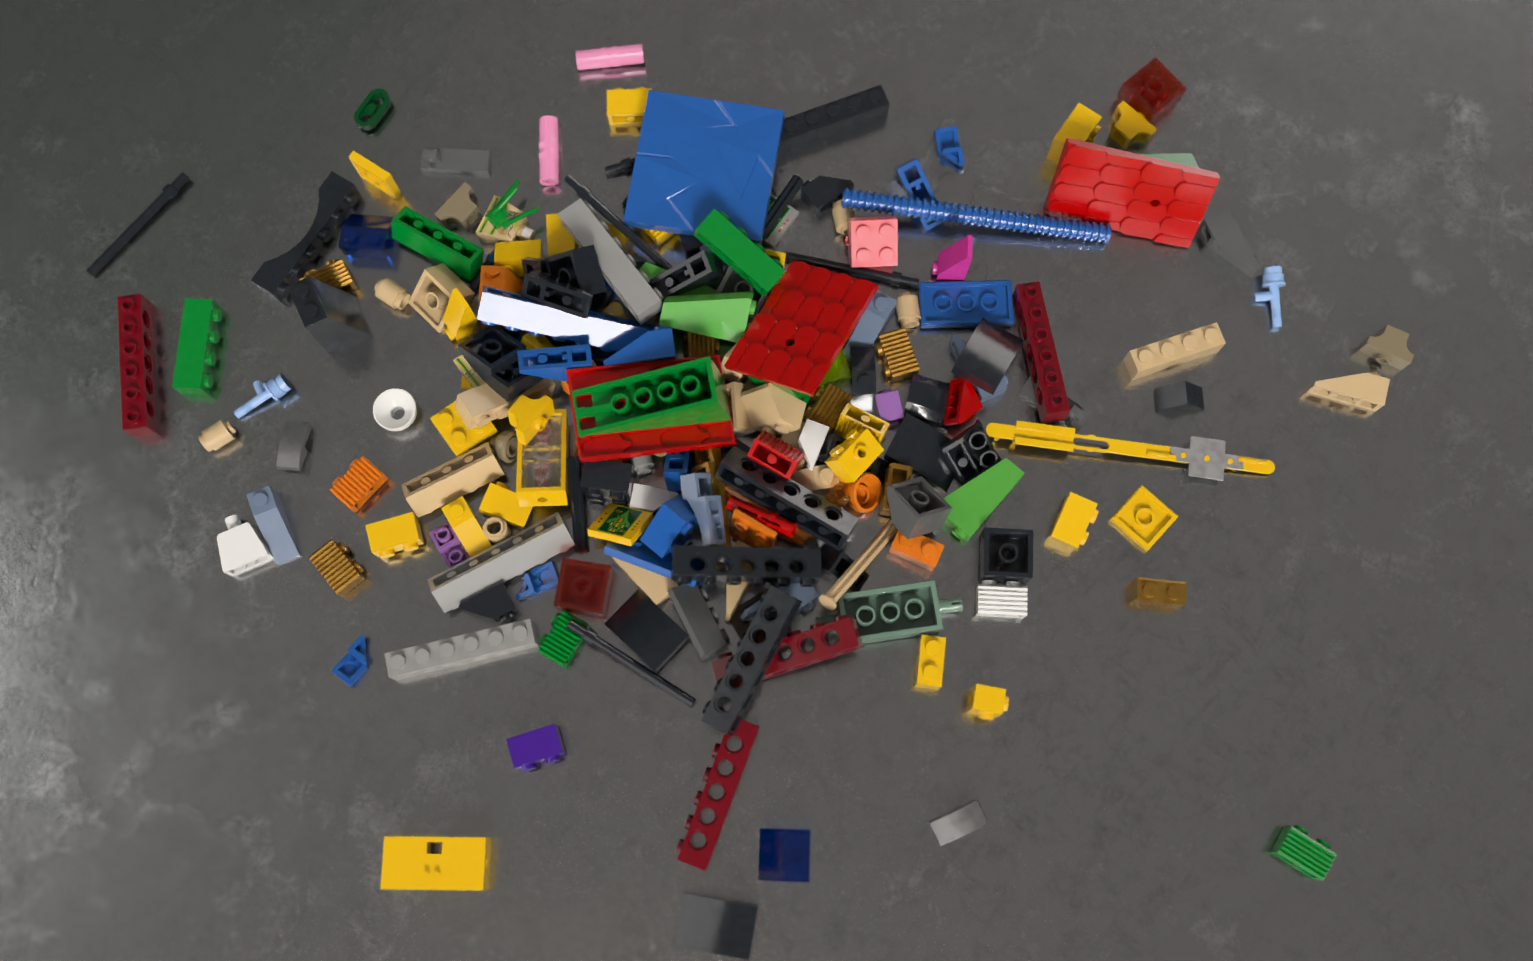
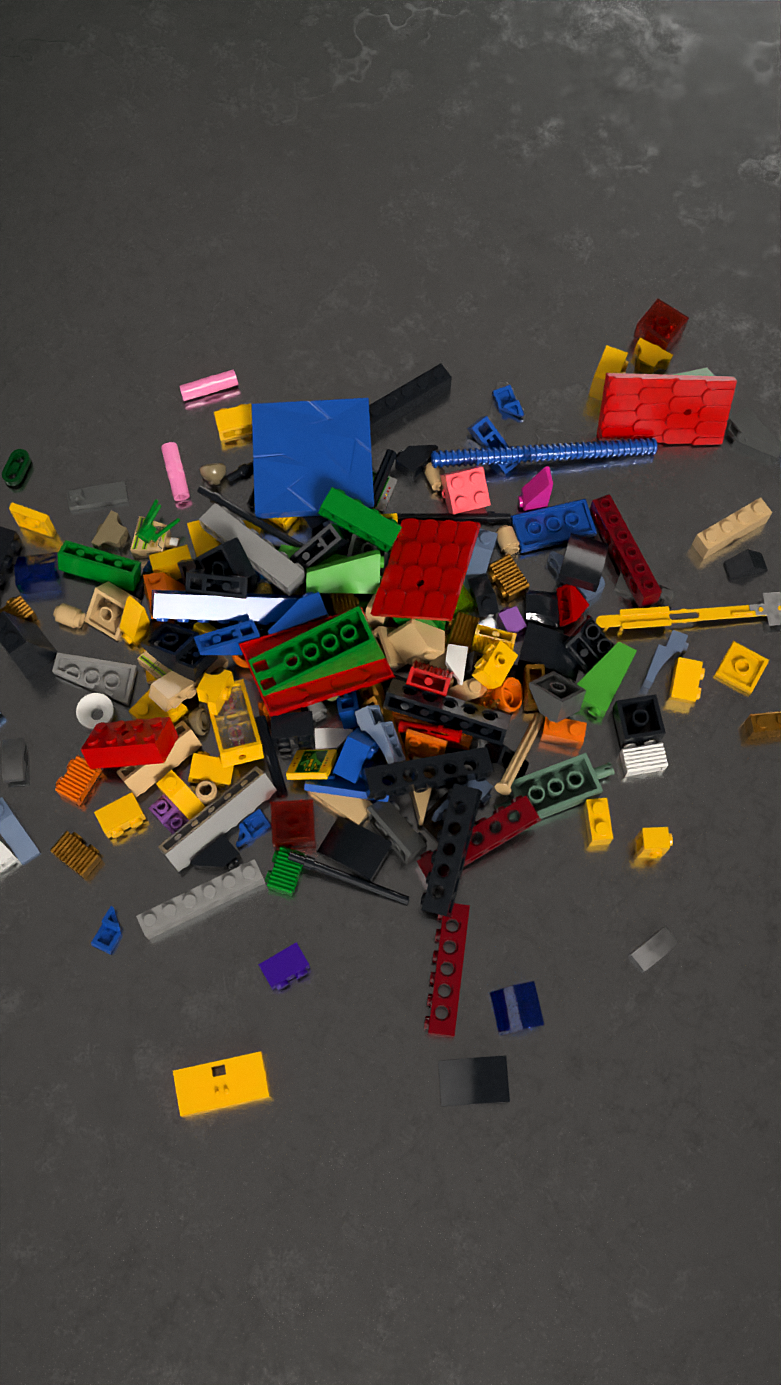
camera: 15 degrees left, 5 degrees down
(411, 370) = (98, 675): none -> light grey wing
(421, 456) = (130, 743): none -> red brick
(590, 161) = (213, 473): none -> dark tan brick
(1069, 479) = (674, 647): none -> sand blue slope

